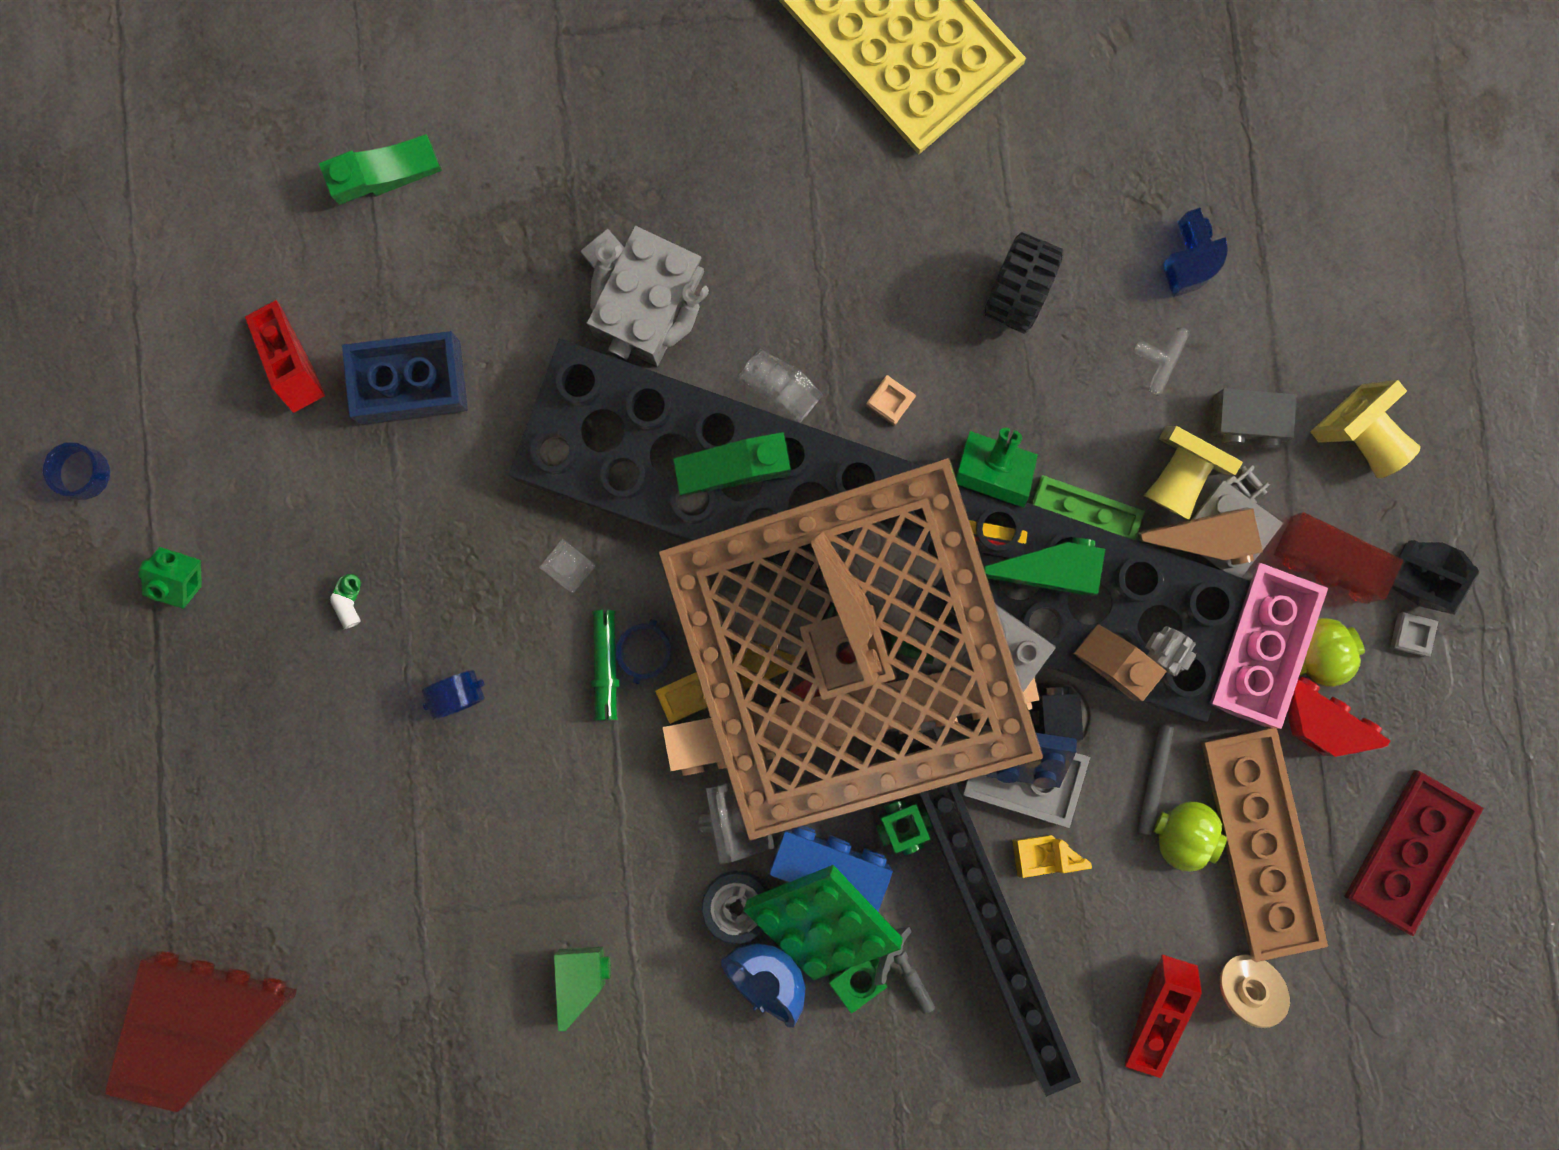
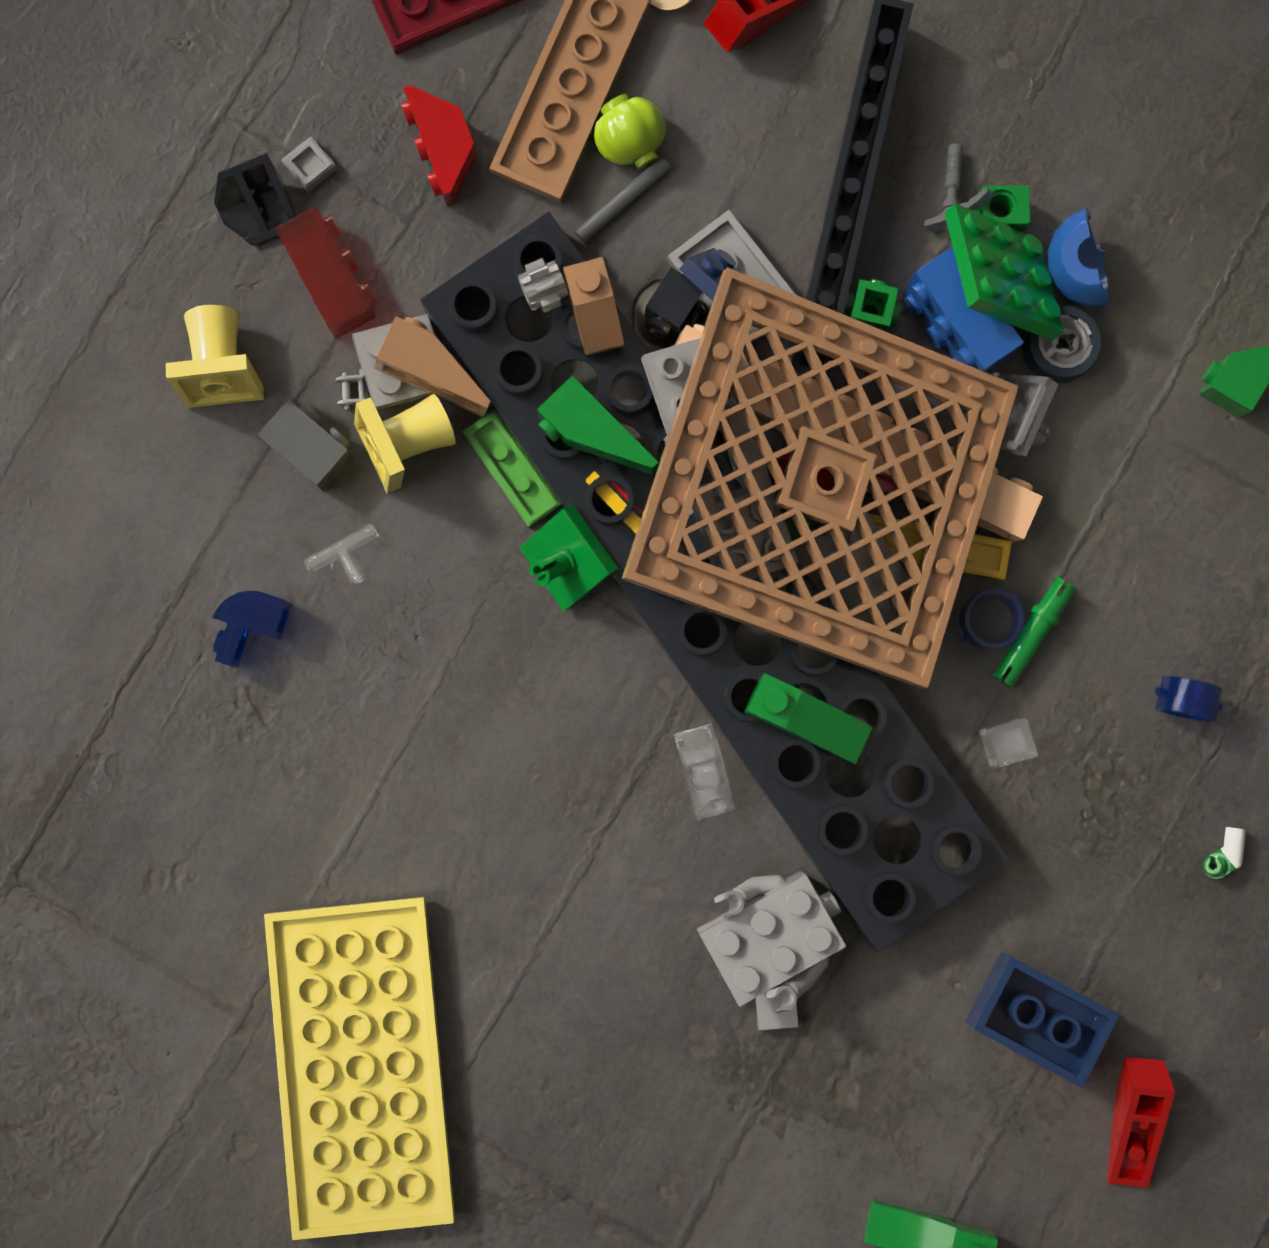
camera: 150 degrees left, 0 degrees up
(851, 606) = (801, 514): medium nougat piece -> none
(890, 400) = (613, 689): light nougat tile -> none
(1023, 282) = (424, 704): black tyre -> none
(1046, 855) = (764, 203): yellow slope -> none
(1268, 646) = (447, 236): bright pink slope -> none
(1333, 653) = (396, 200): lime plant -> none

